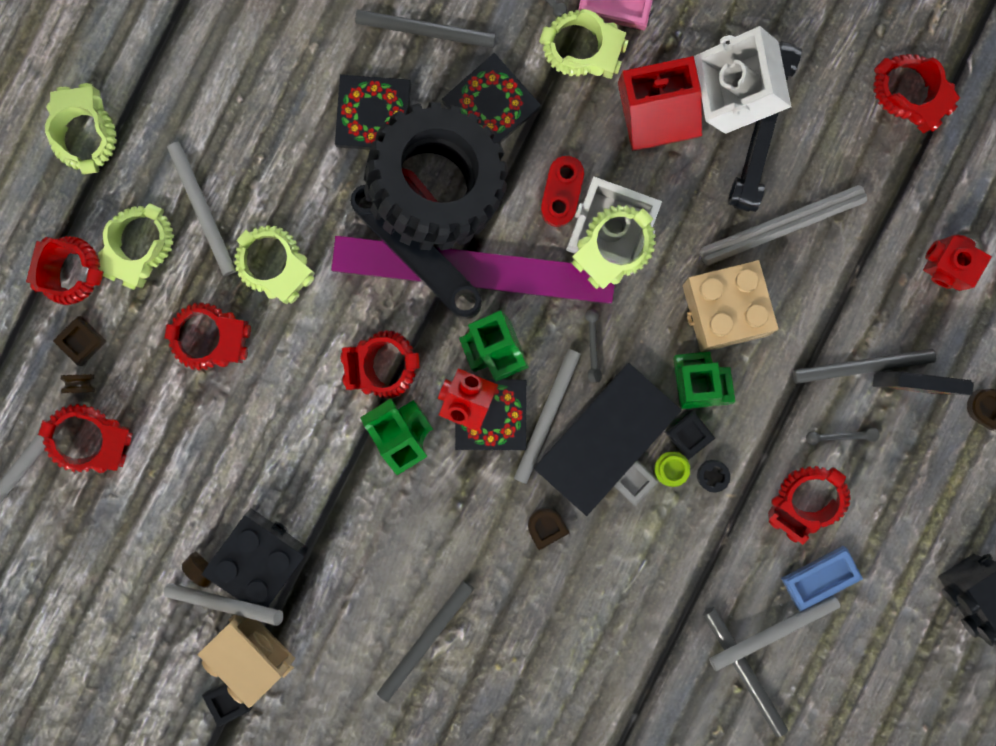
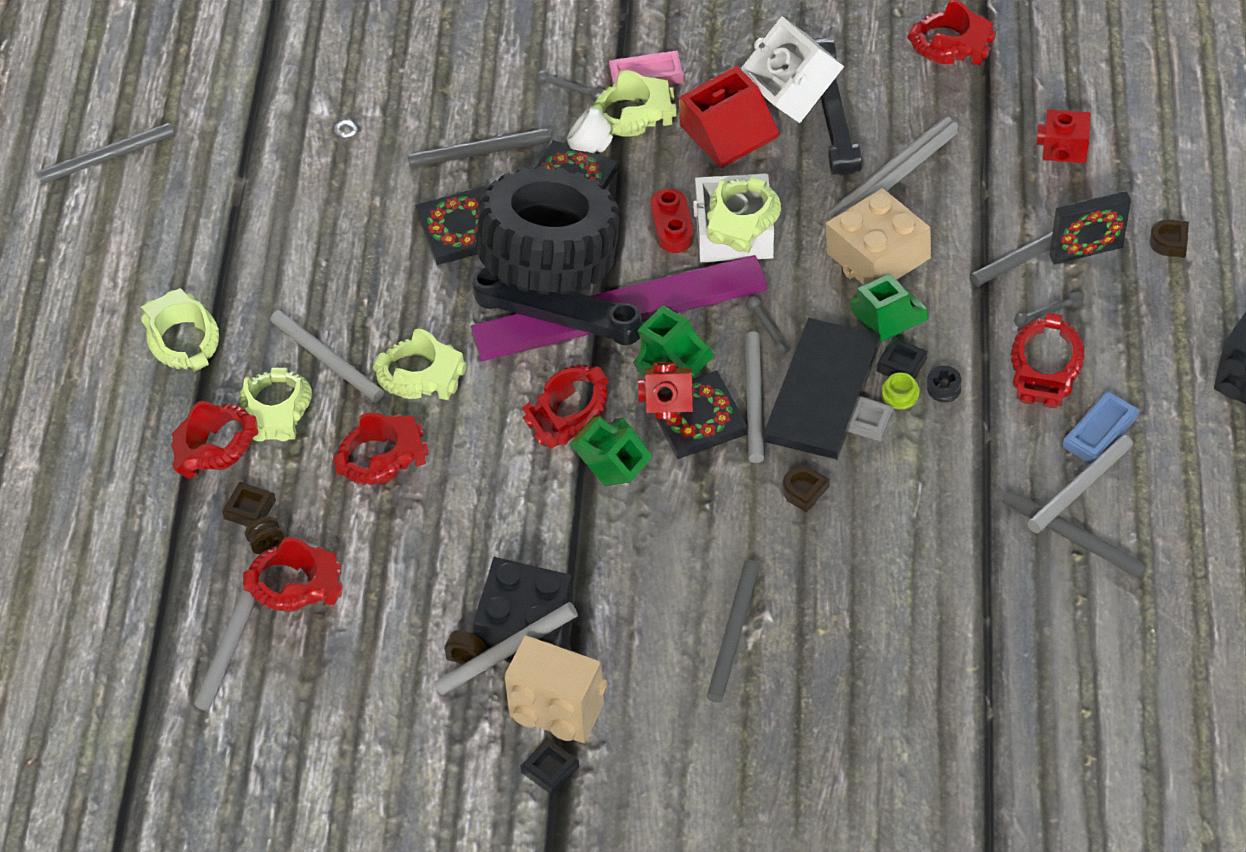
camera: 15 degrees left, 35 degrees down
(529, 61) = (590, 132): none -> white cone

